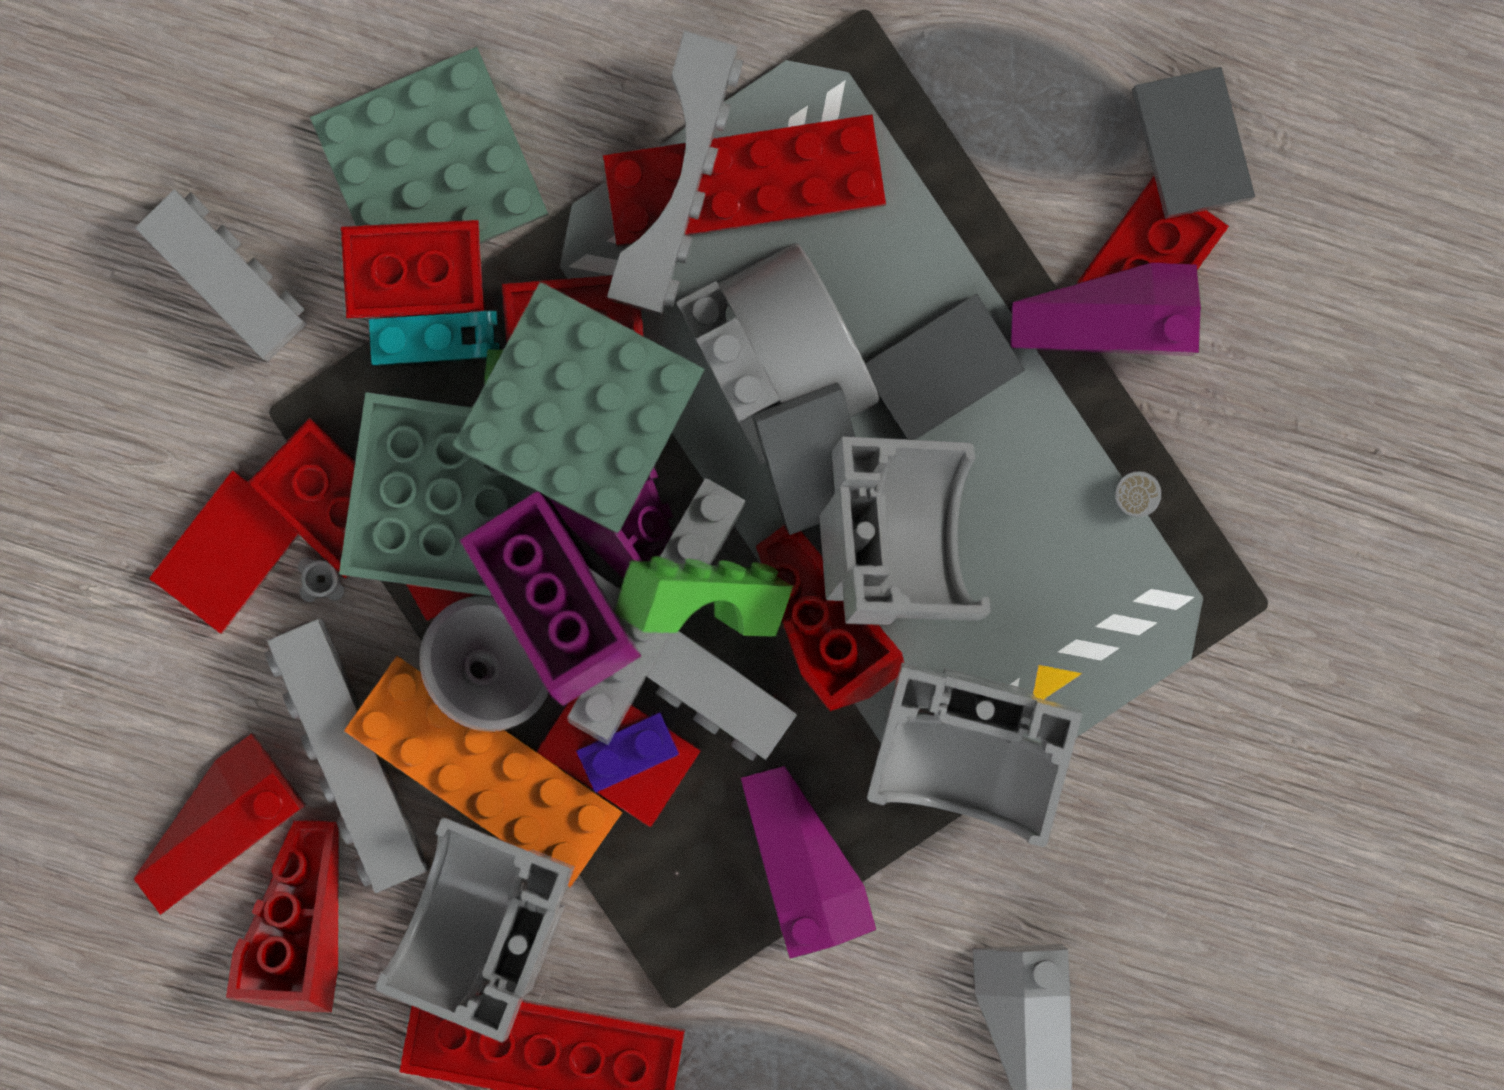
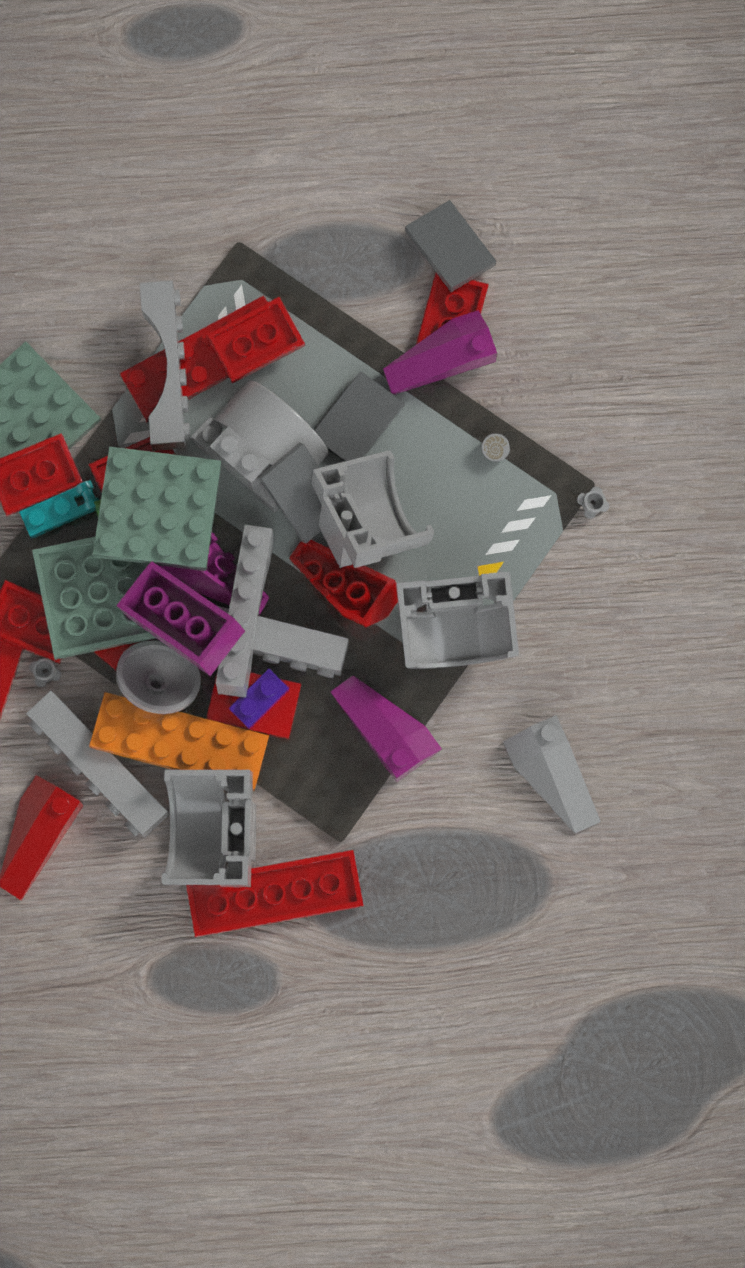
camera: 15 degrees left, 10 degrees down
(293, 938) = (104, 885): red wedge -> none
(665, 593) = (246, 589): bright green arch -> none
(832, 184) = (255, 340): none -> red tile
(1266, 638) = (596, 495): none -> light grey plate

